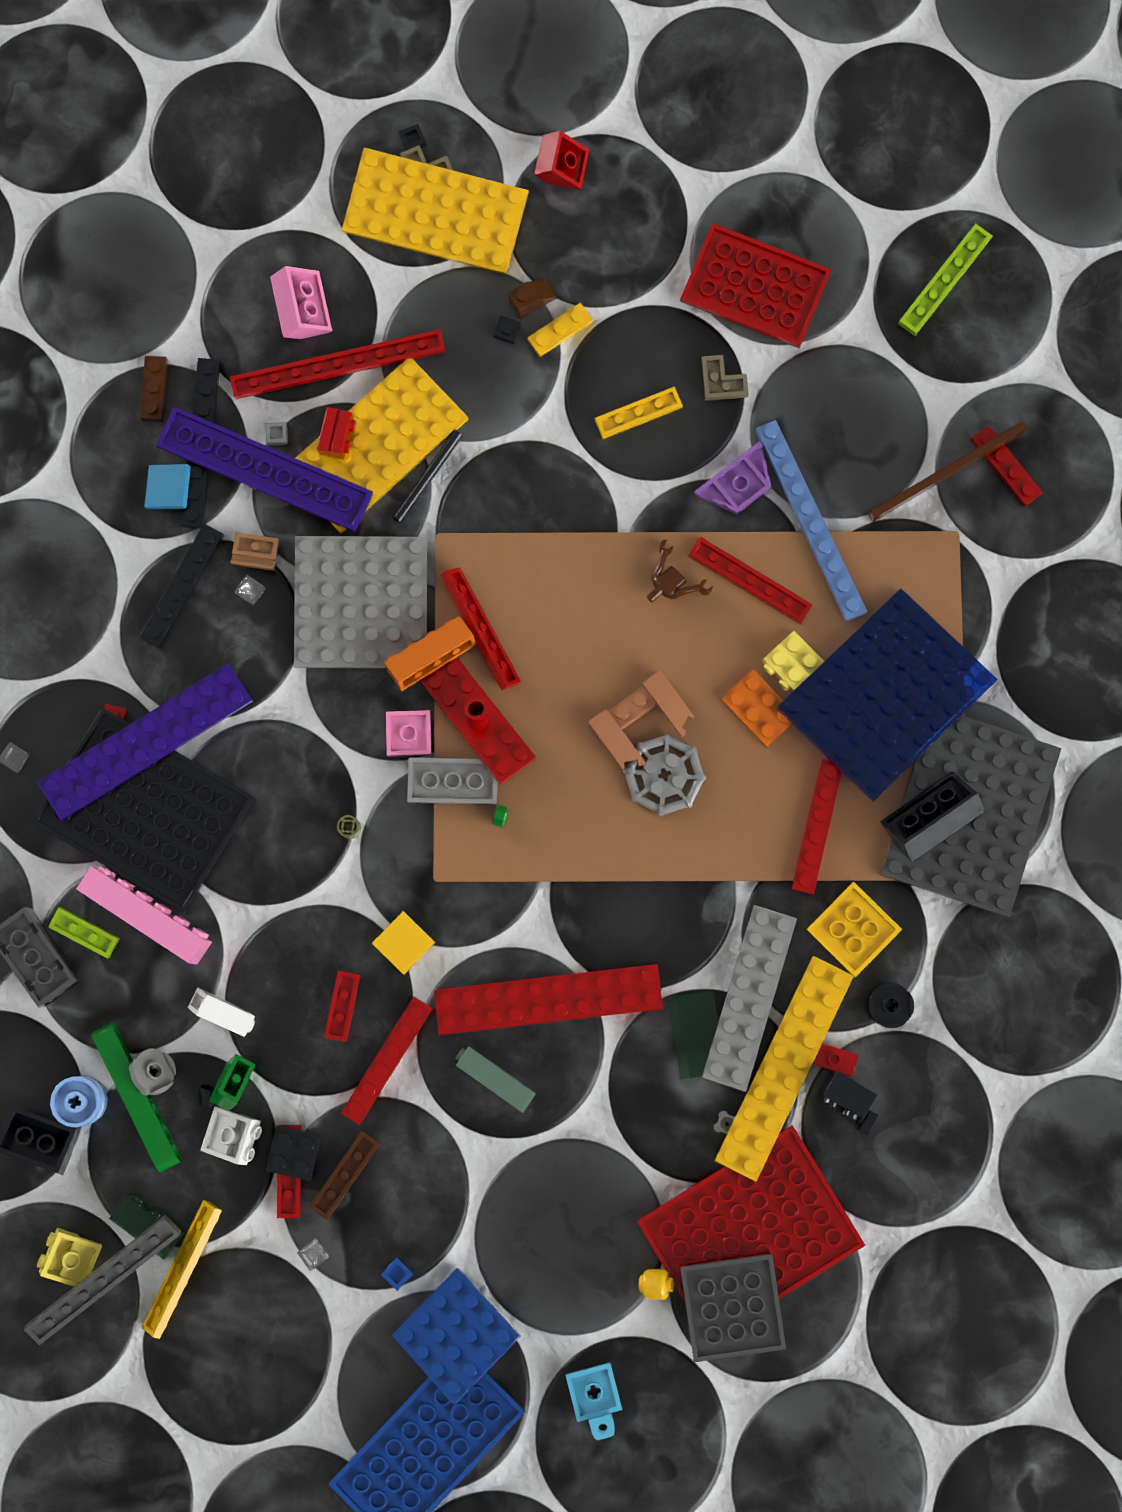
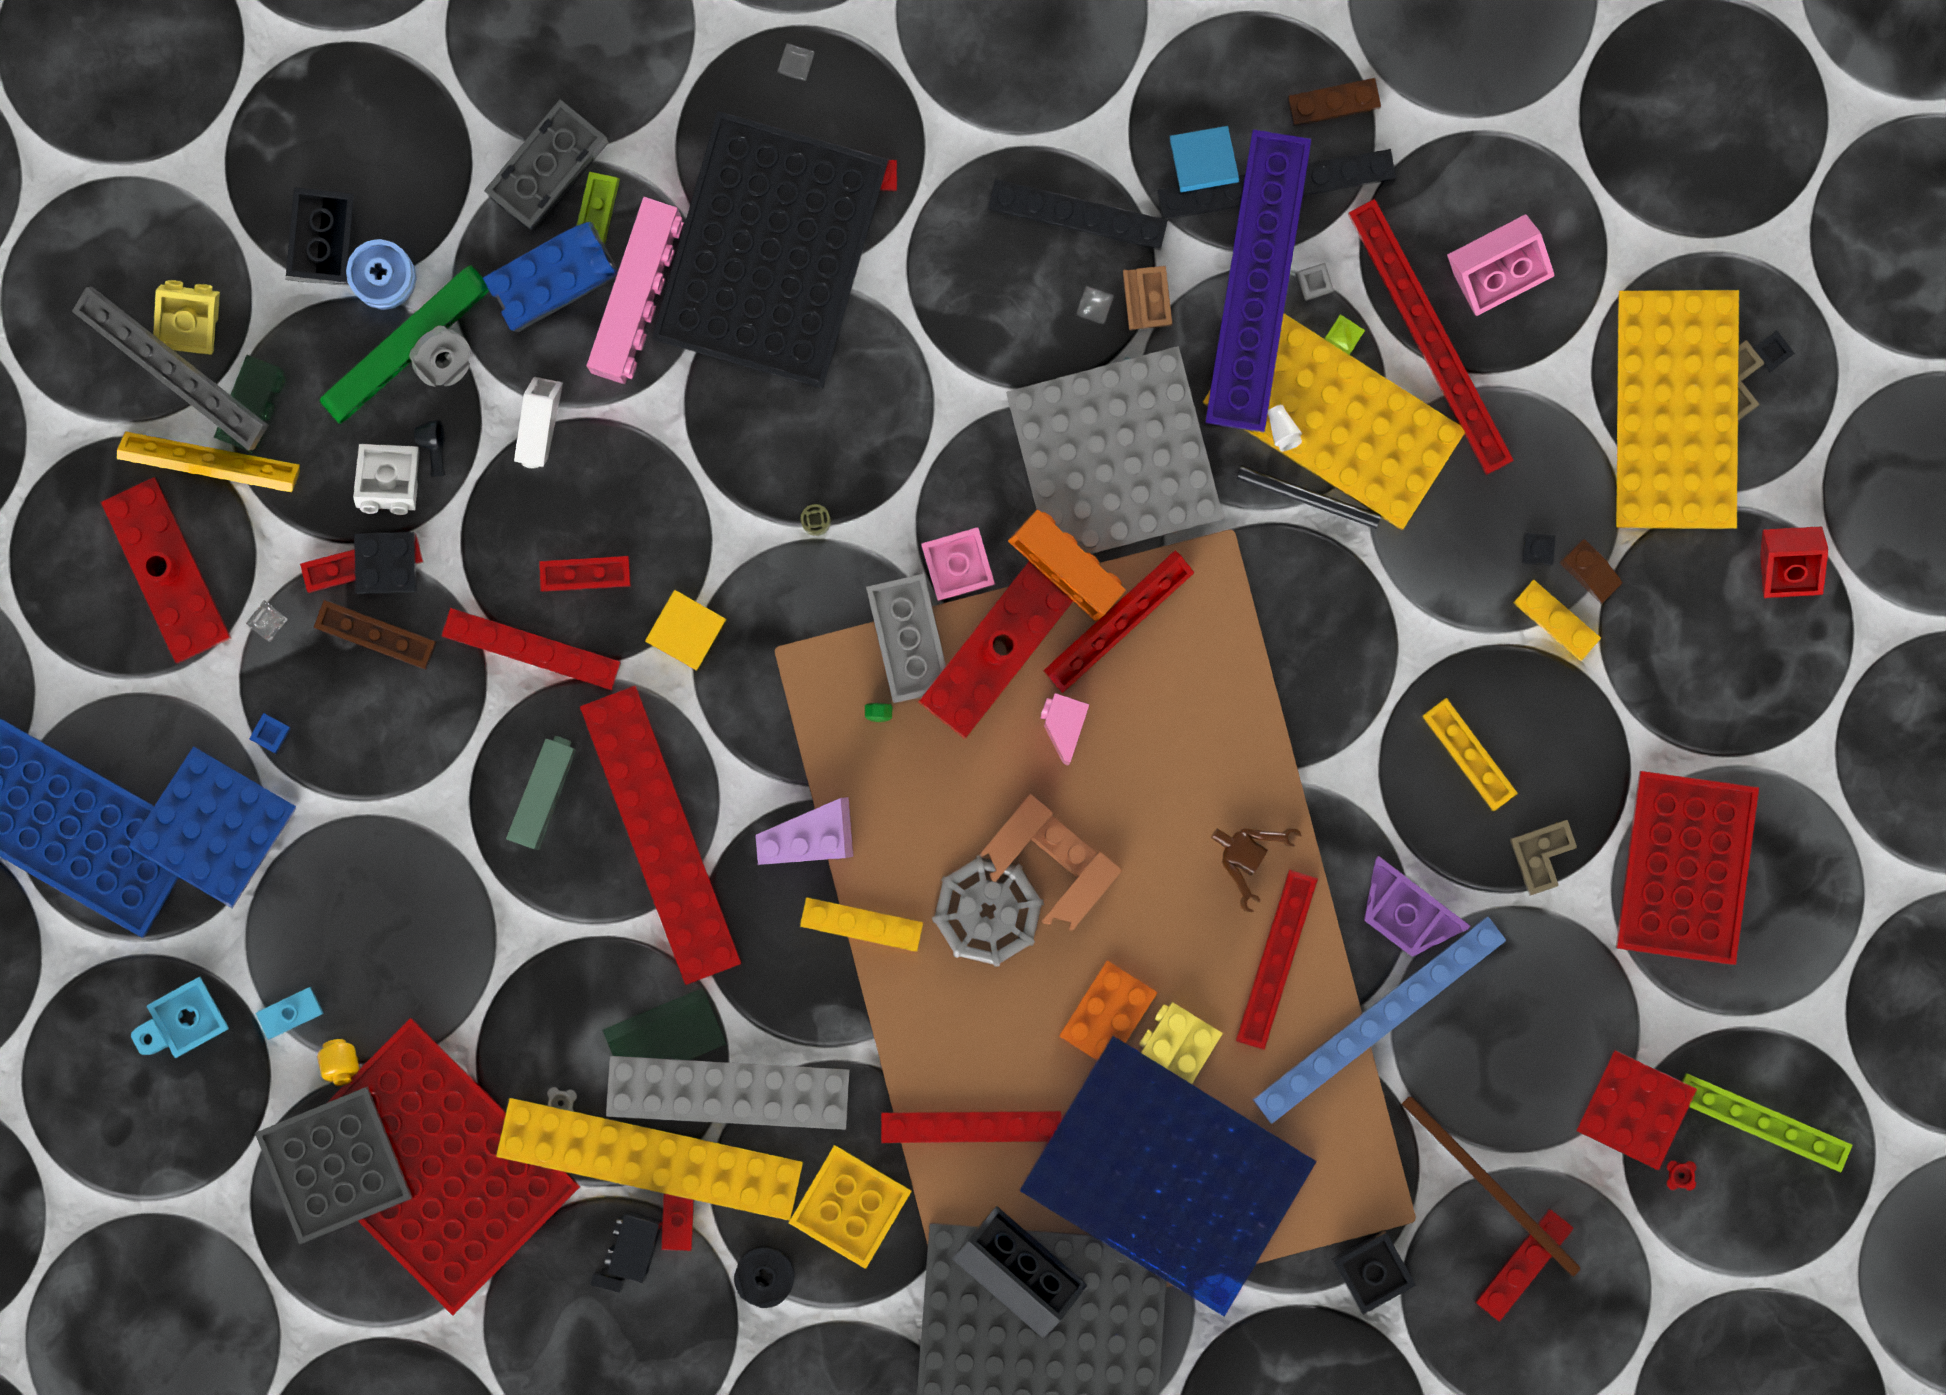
camera: 75 degrees right, 5 degrees up
(116, 974) = (551, 276): none -> blue piece
(144, 742) = (857, 228): dark purple plate -> none
(232, 1082) = (452, 461): green brick -> none
(275, 1316) = (180, 595): none -> red plate
(316, 421) = (1344, 334): none -> lime tile
(336, 433) = (1330, 362): red brick -> none
(375, 478) = (1284, 430): none -> white cone
(545, 682) = (1064, 723): none -> bright pink slope
(578, 889) = (809, 837): none -> lavender wedge
(609, 1312) = (289, 1013): none -> medium azure plate
(651, 868) = (861, 924): none -> yellow plate
(916, 361) = (1636, 1110): none -> red plate
(970, 338) = (1689, 1176): none -> red plate
(989, 568) = (1373, 1272): none -> black brick

